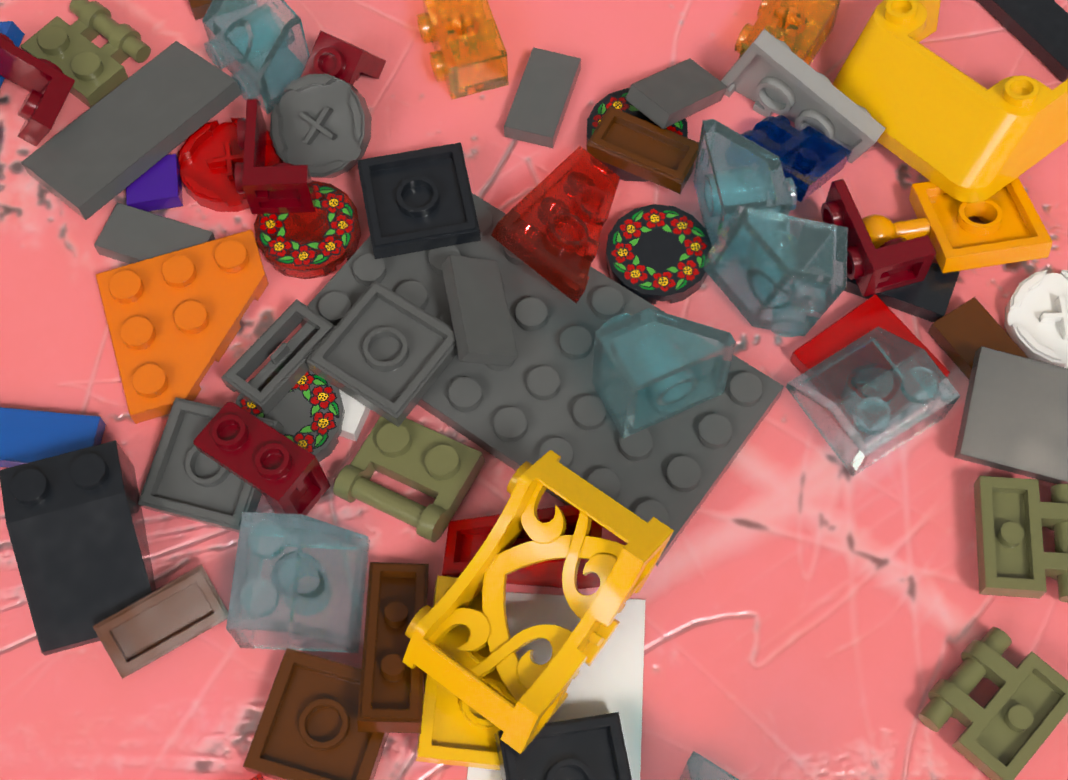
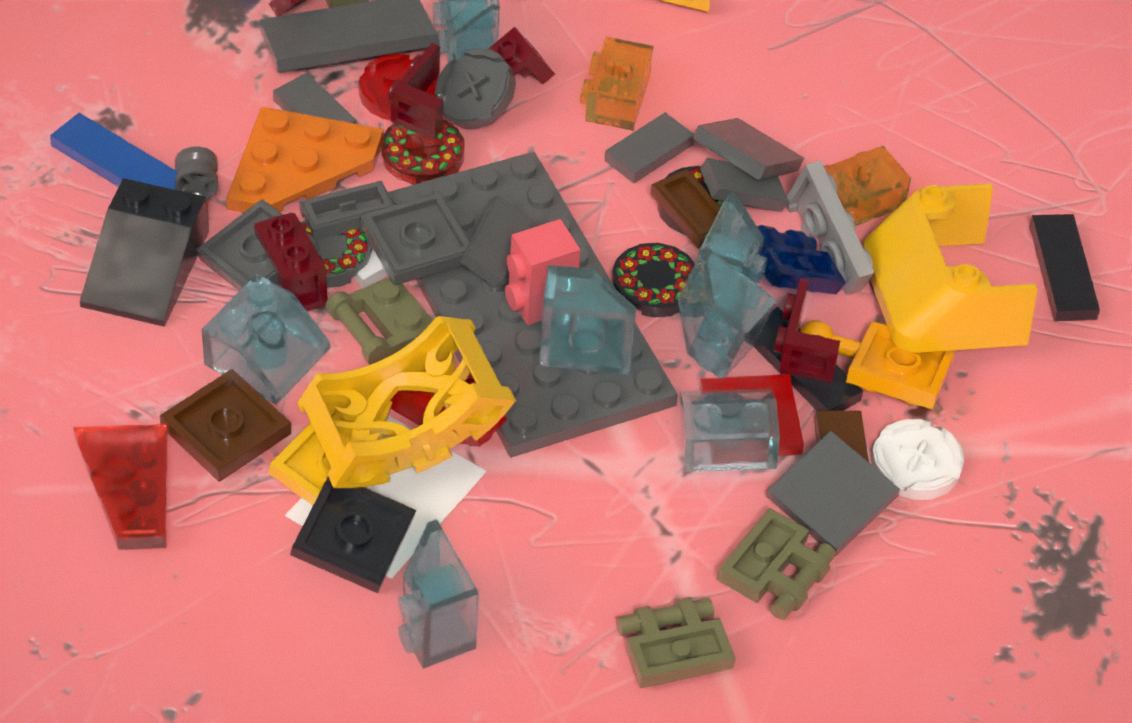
camera: 25 degrees right, 15 degrees down
(80, 410) = (196, 171): none -> dark grey wheel
(157, 187) = (340, 77): dark purple tile -> none
(161, 621) = (163, 318): reddish brown tile -> none
(388, 687) = (279, 416): reddish brown tile -> none
(418, 200) = (507, 162): black tile -> none
(561, 222) = (602, 216): clear red wing -> none
(564, 327) = (528, 265): none -> coral brick
(651, 48) = (748, 148): none -> tile

